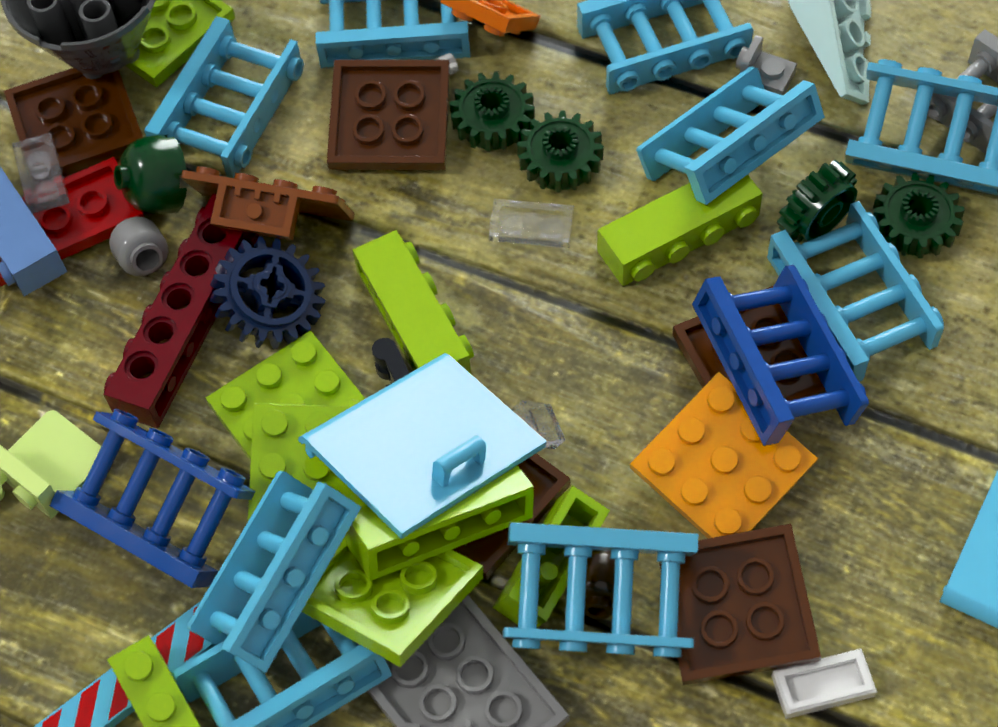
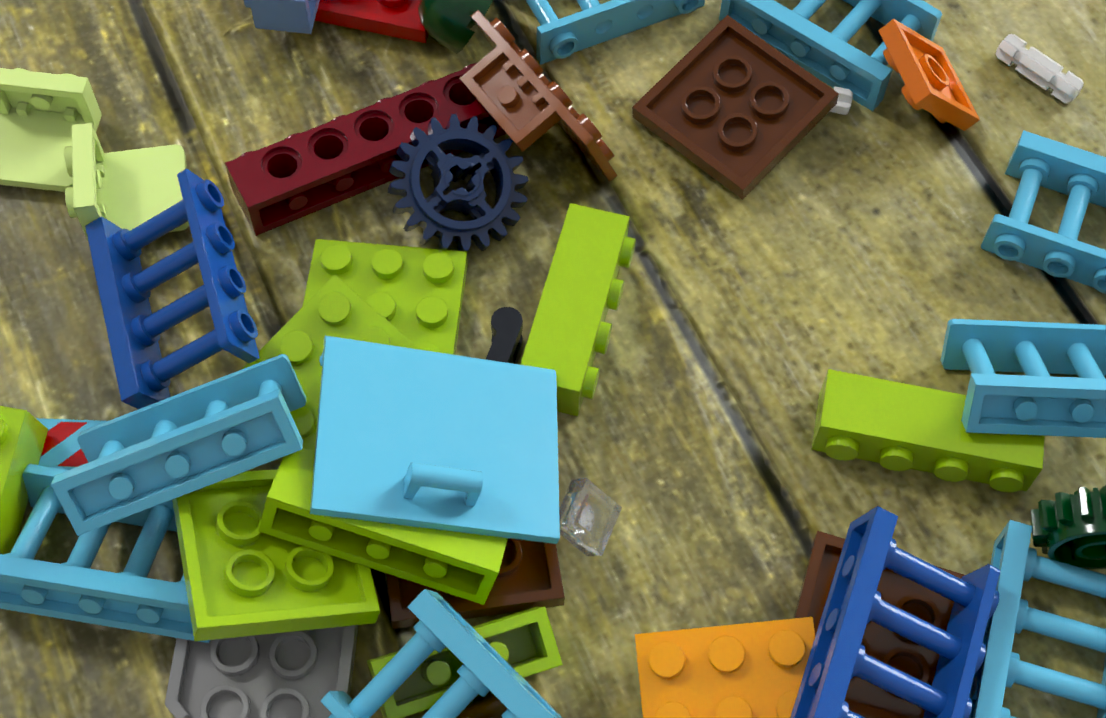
camera: 35 degrees right, 0 degrees up
(138, 246) = (392, 57): light grey head -> none
(492, 112) = (839, 177): dark green gear -> none
(531, 223) = (775, 313): clear plate -> none
(560, 151) = (871, 266): dark green gear -> none

